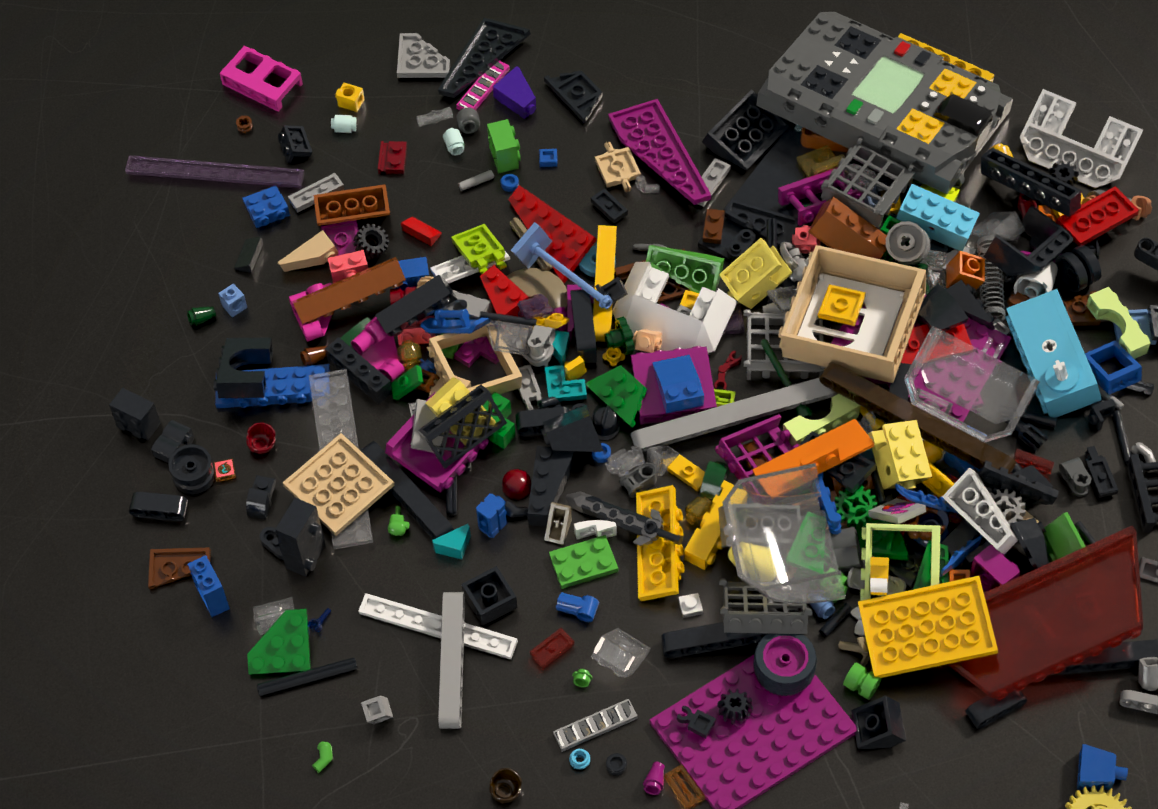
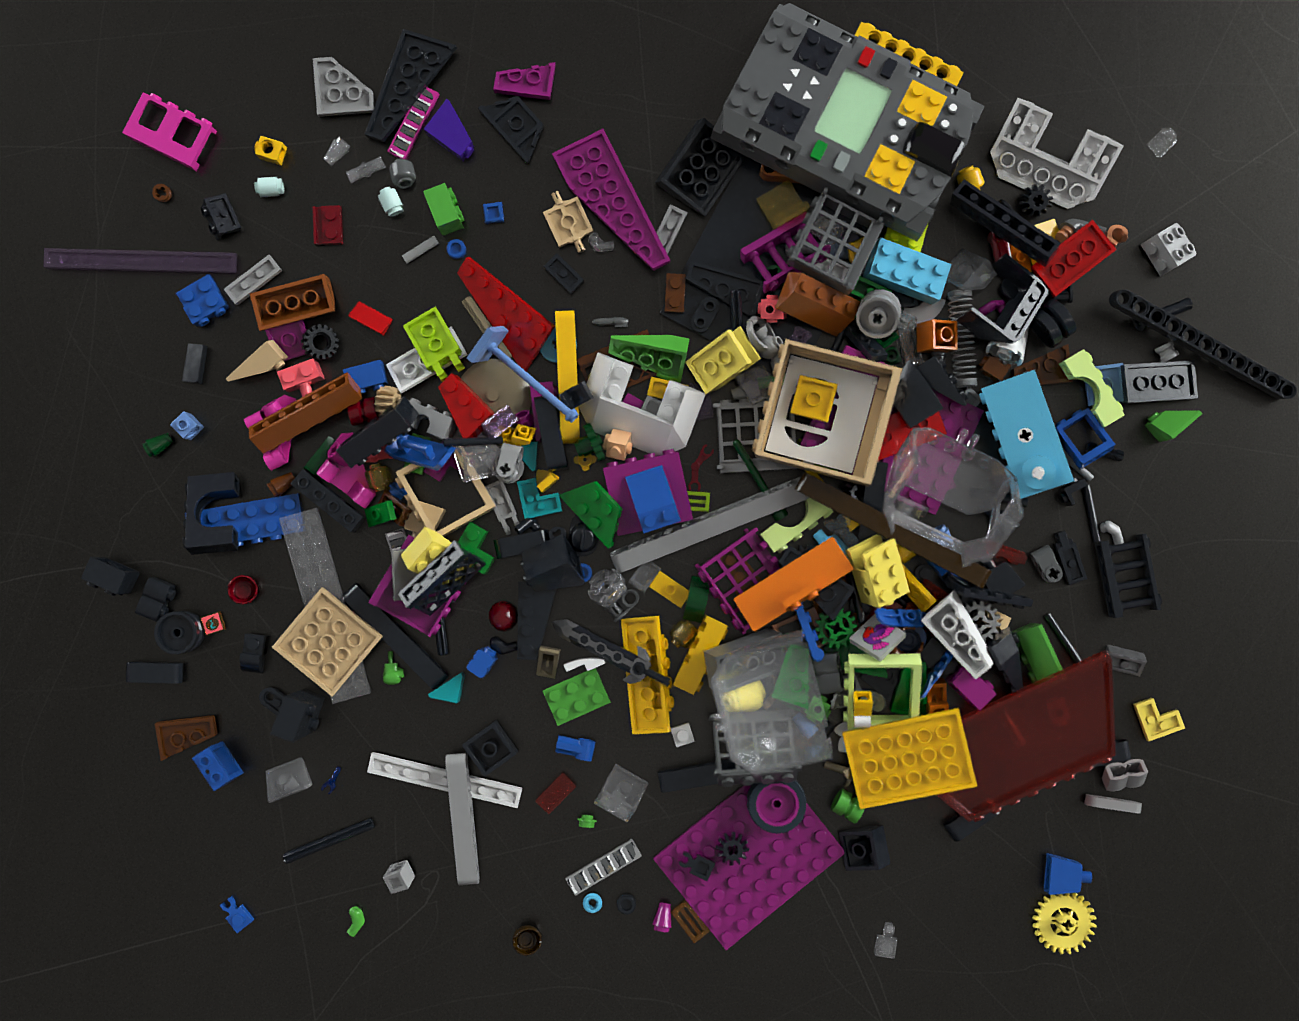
camera: 10 degrees left, 30 degrees up
(198, 743) = (238, 917): none -> blue plate
(282, 646) = (300, 818): green plate -> none
(410, 101) = (336, 150): none -> clear cone
(596, 64) = (530, 82): none -> magenta wing

